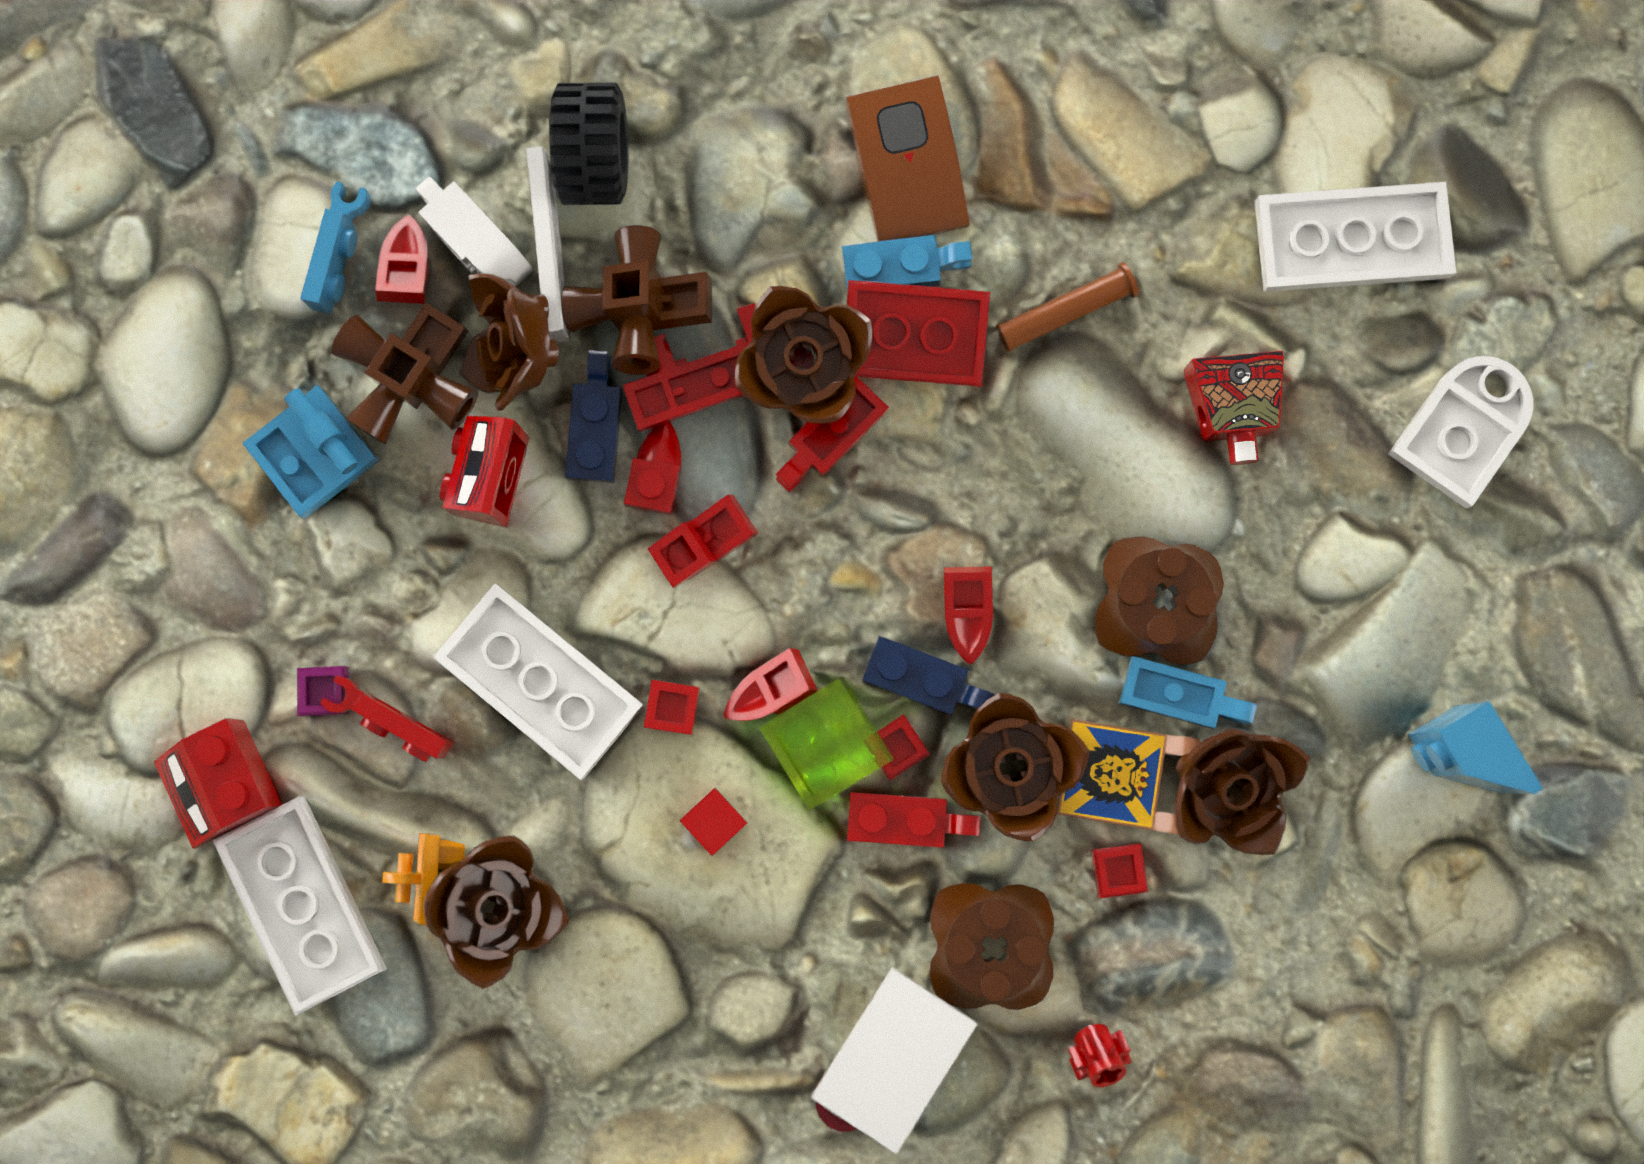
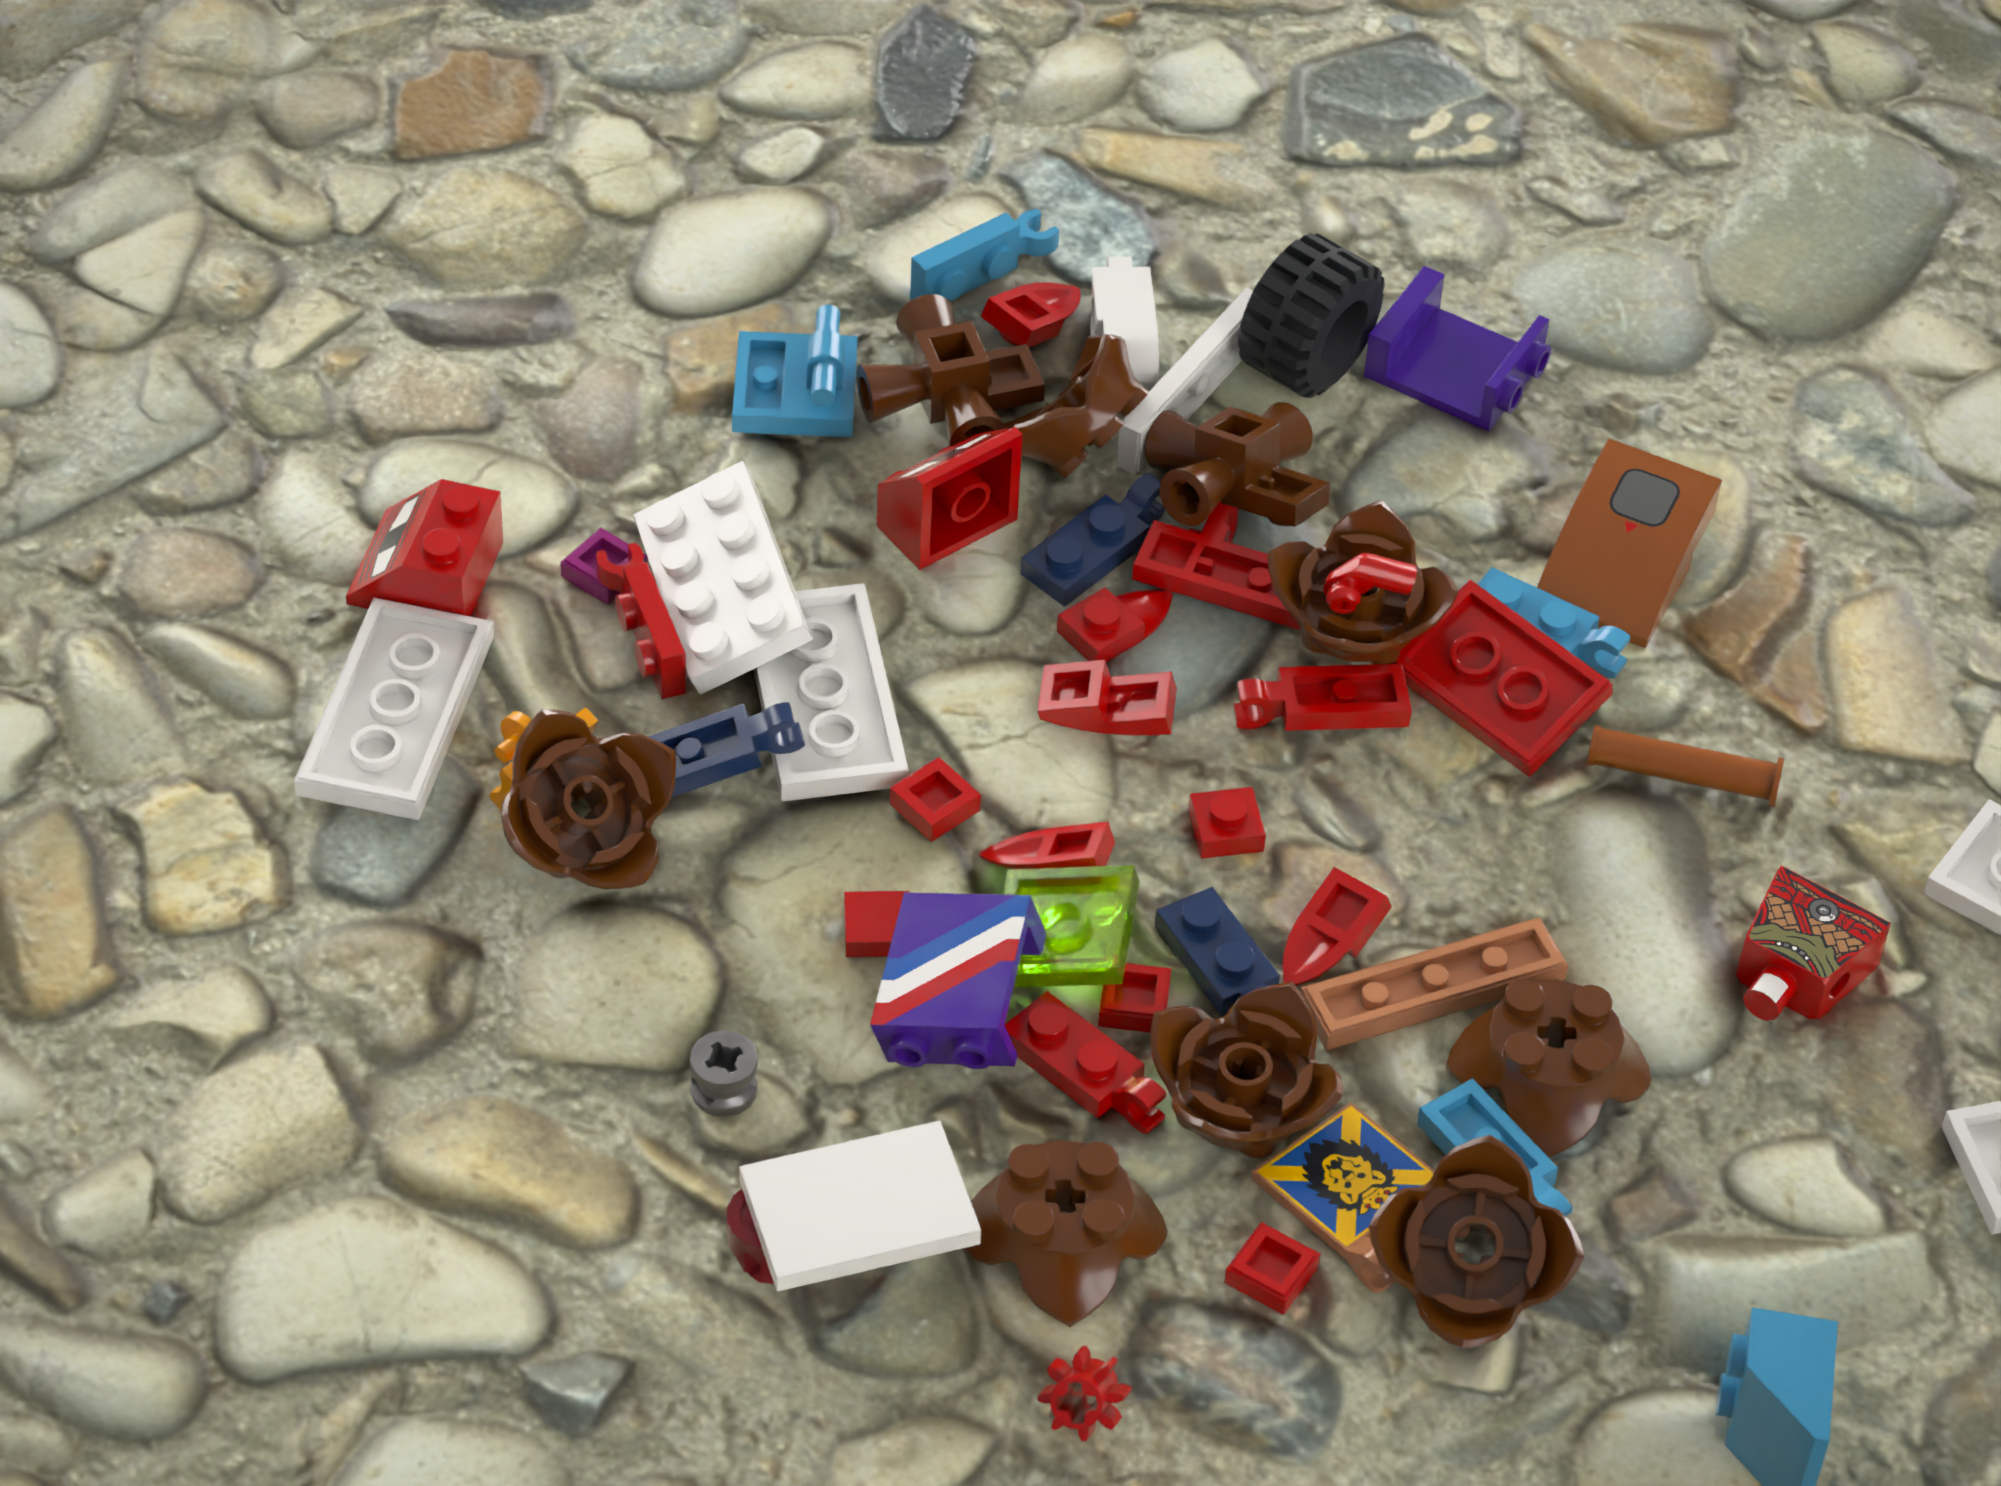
camera: 35 degrees right, 35 degrees down
(409, 654) = (722, 577): none -> white plate
(518, 792) = (729, 743): none -> dark blue plate
(685, 83) = (1450, 358): none -> dark purple panel
(727, 999) = (711, 1085): none -> flat silver wheel
(804, 845) = (954, 978): none -> dark purple panel
(809, 356) = (1360, 574): none -> red arm
(844, 574) = (1226, 822): none -> red plate
(1049, 593) = (1431, 983): none -> nougat tile

